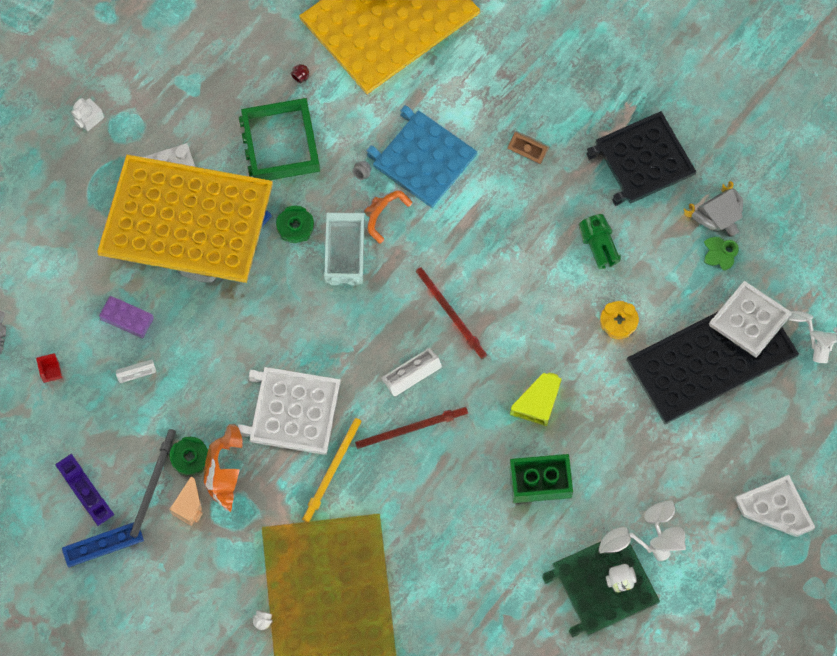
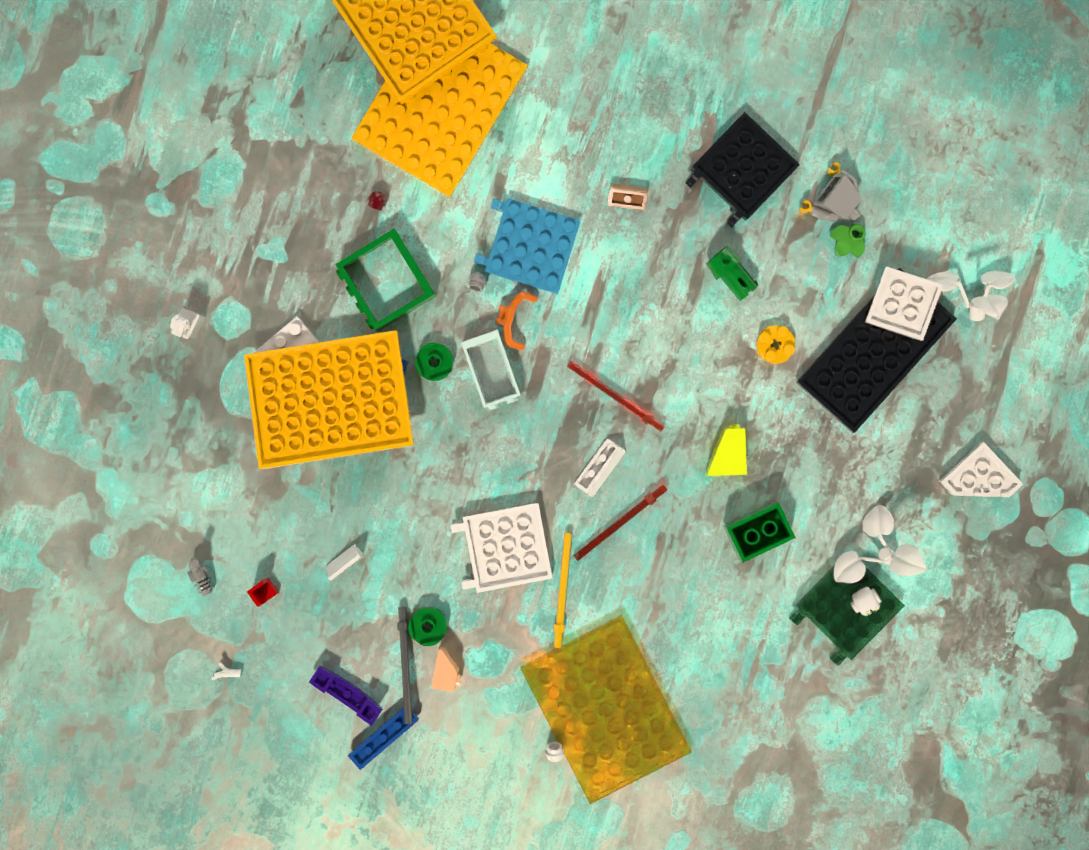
camera: 15 degrees left, 20 degrees up
(126, 317) = (313, 513): medium lavender piece -> none
(219, 481) = (472, 648): orange animal -> none

